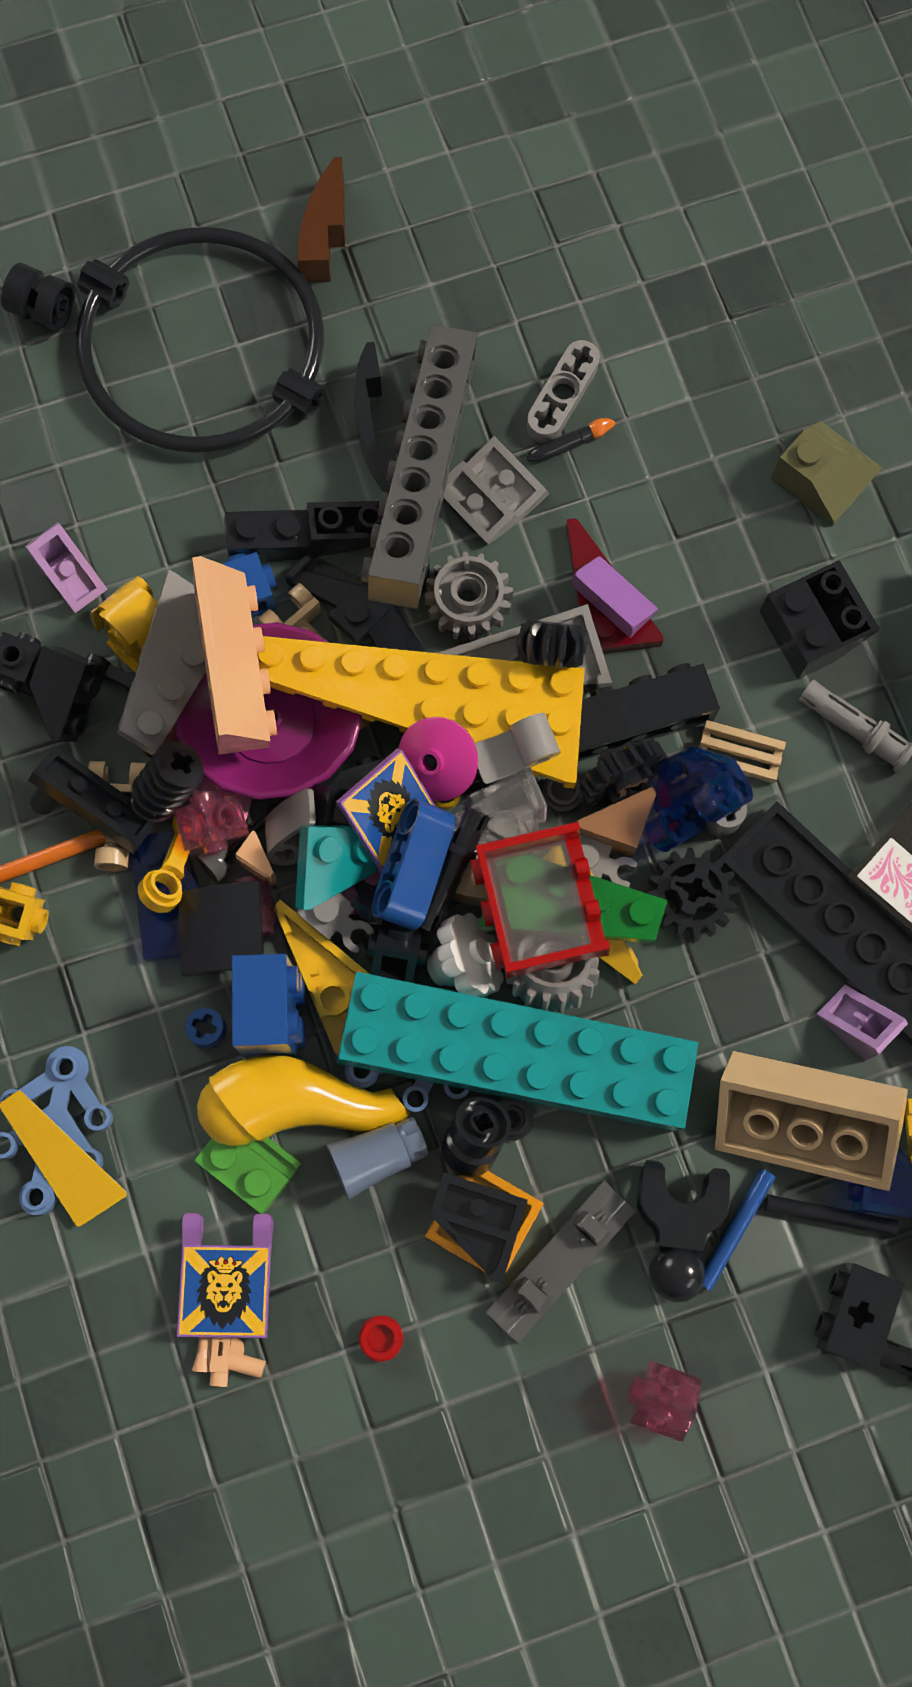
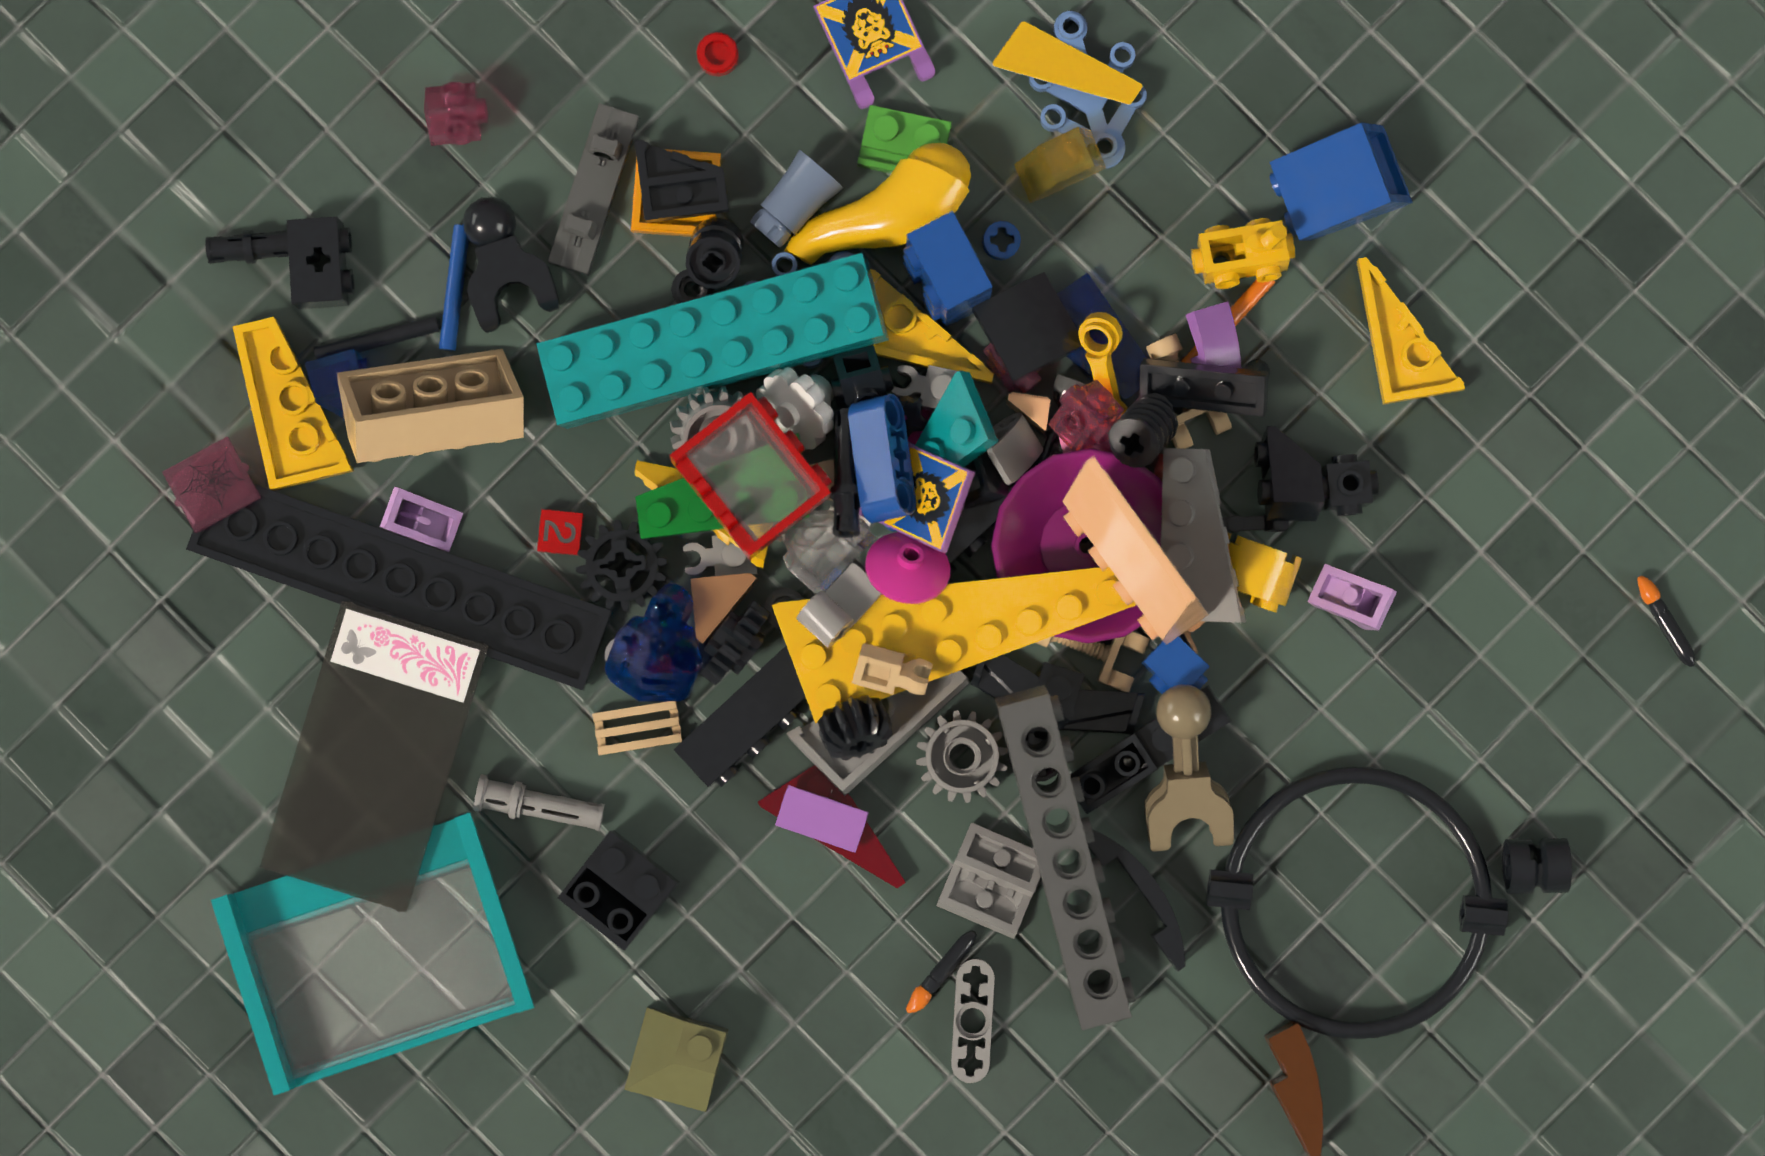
camera: 160 degrees right, 10 degrees up
(61, 841) = (1215, 336): none -> medium lavender slope
(115, 1067) = (1059, 163): none -> clear yellow slope
(289, 481) = (1186, 784): none -> dark tan piece
(501, 671) = (884, 669): none -> tan plate
(734, 953) = (560, 532): none -> red tile

